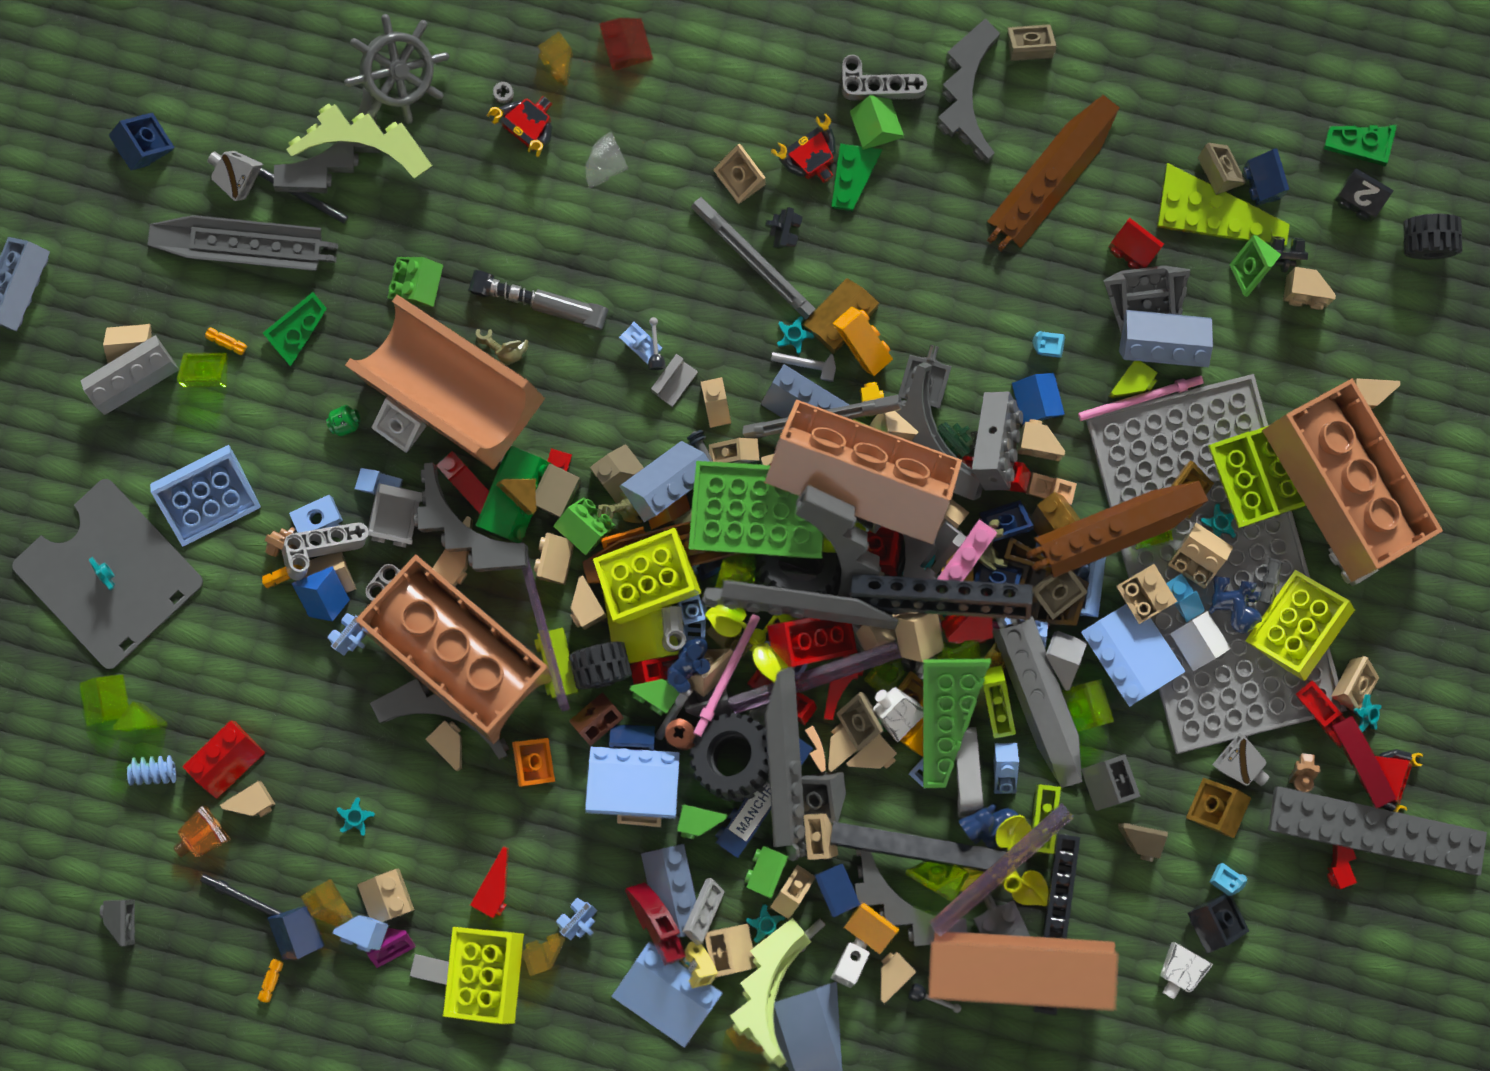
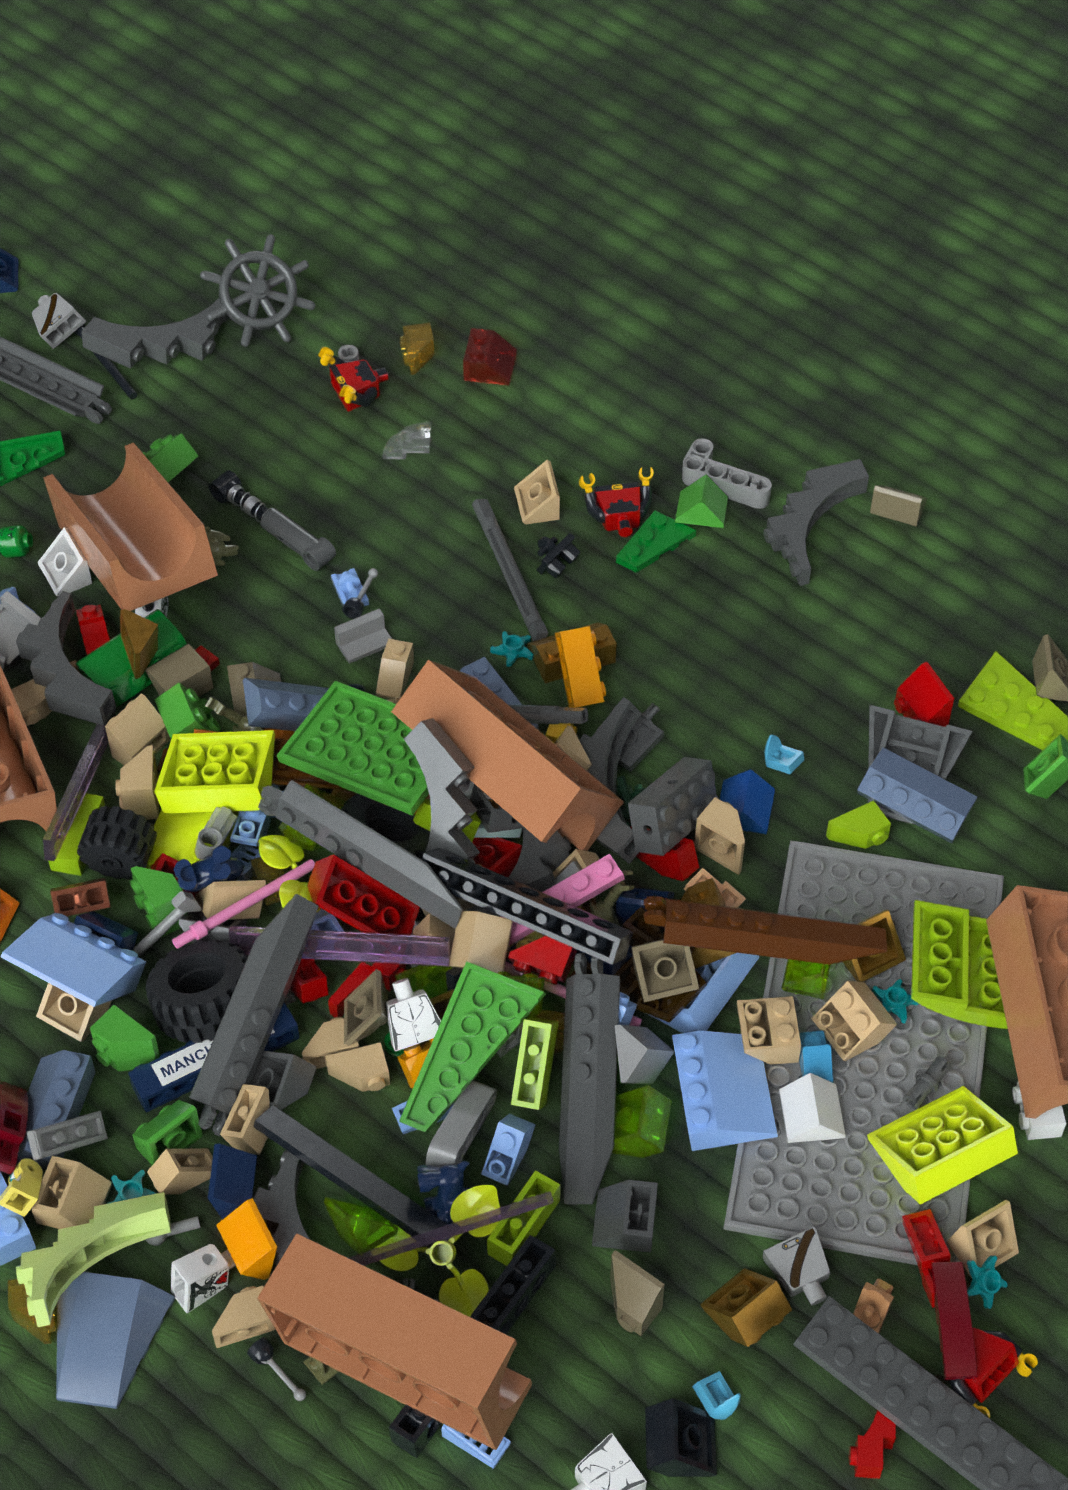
camera: 25 degrees right, 30 degrees down
(336, 128) = (192, 319): yellowish green arch -> none
(672, 734) = (156, 941): copper piece -> none
(817, 755) = (302, 1036): light nougat slope -> none
(828, 368) = (529, 691): light grey piece -> none
(1053, 173) = (865, 619): reddish brown hinge -> none
(1179, 386) = (911, 854): bright pink bar -> none
(1237, 601) = (876, 1083): dark blue animal -> none

